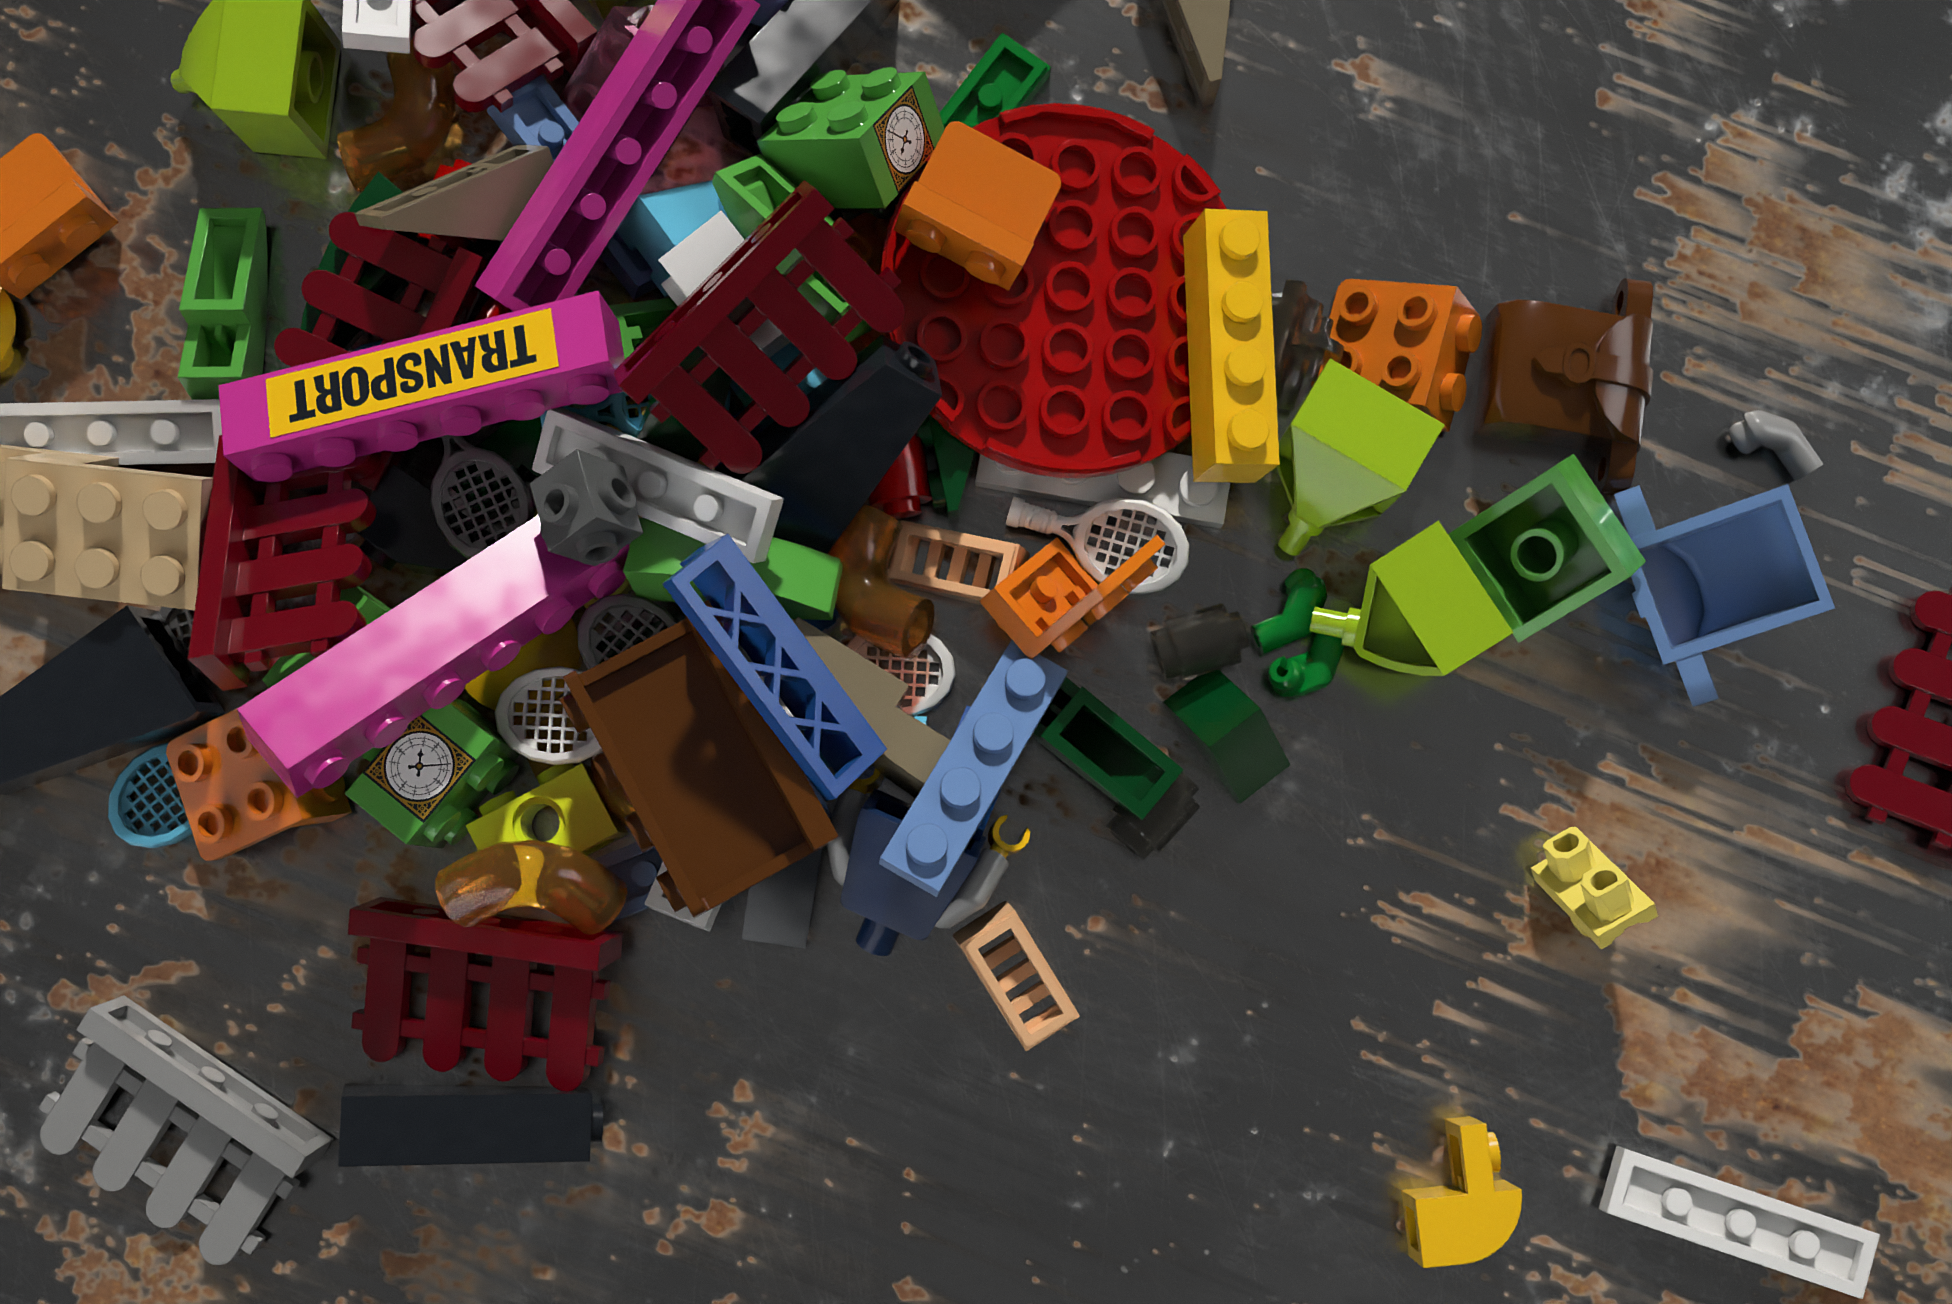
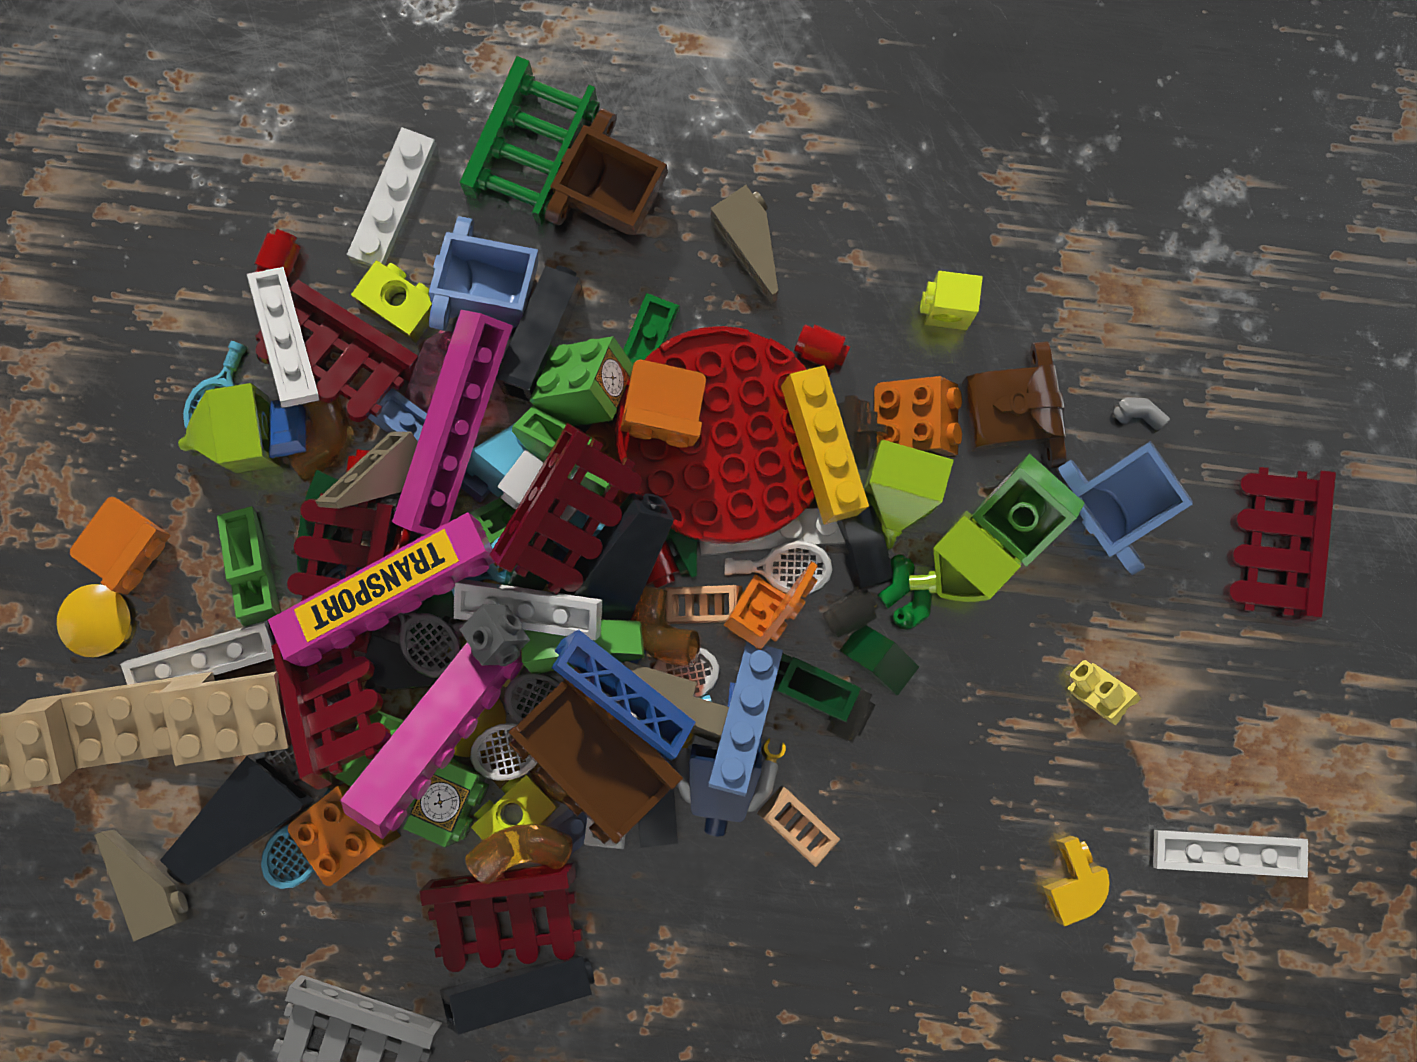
camera: 15 degrees left, 0 degrees up
(351, 94) = (286, 430): none -> blue tile
(1255, 544) = (867, 549): none -> black slope
(1269, 186) = (822, 346): none -> red brick
(1508, 167) = (951, 300): none -> neon yellow brick

